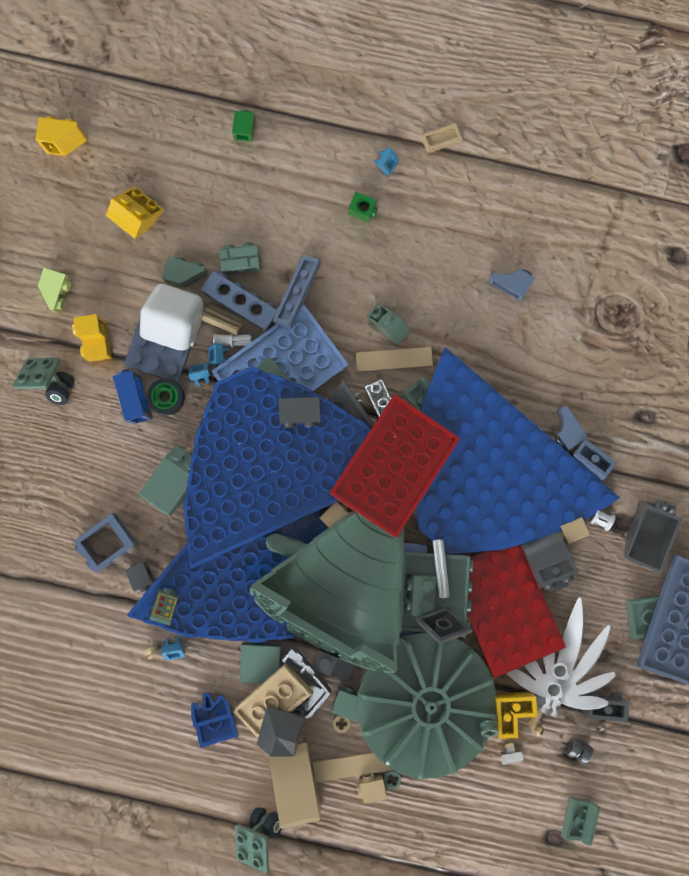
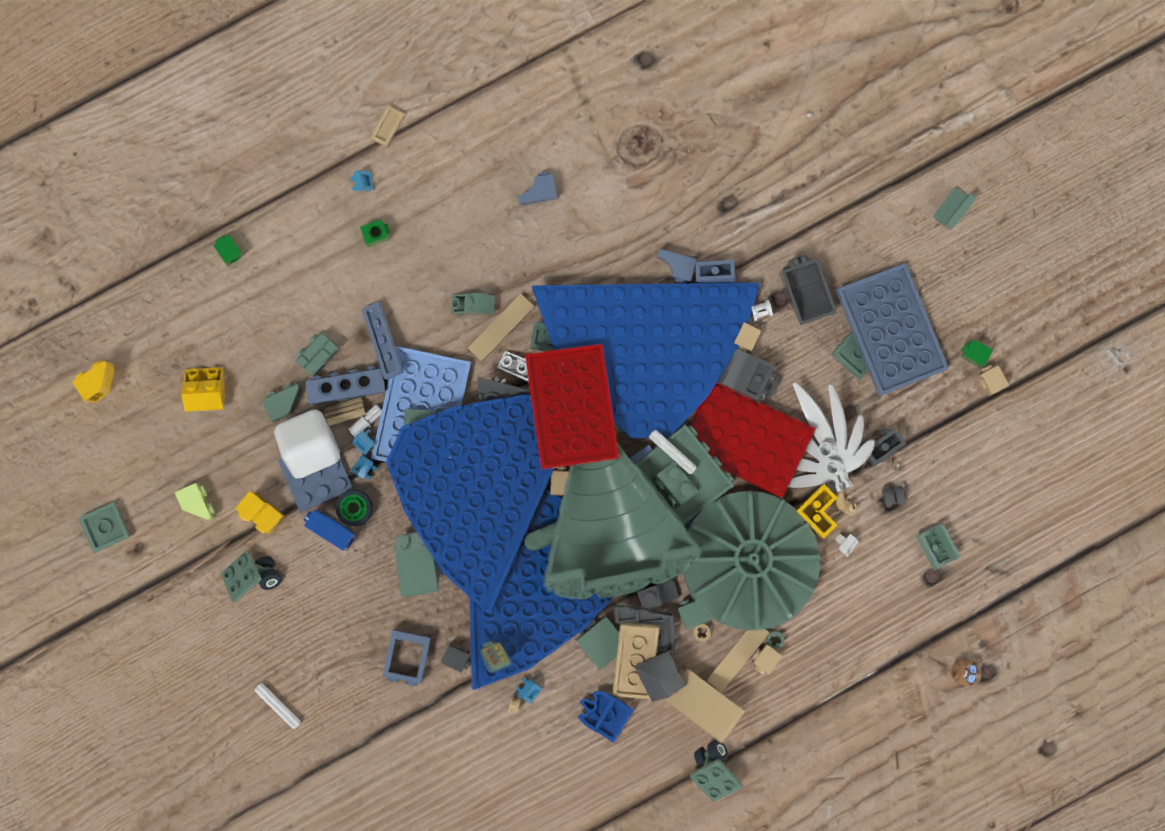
camera: 45 degrees left, 0 degrees up
(299, 411) = (466, 429): dark grey brick -> none
(443, 625) = (710, 491): dark grey slope -> none
(489, 728) = (810, 537): sand green bush -> none

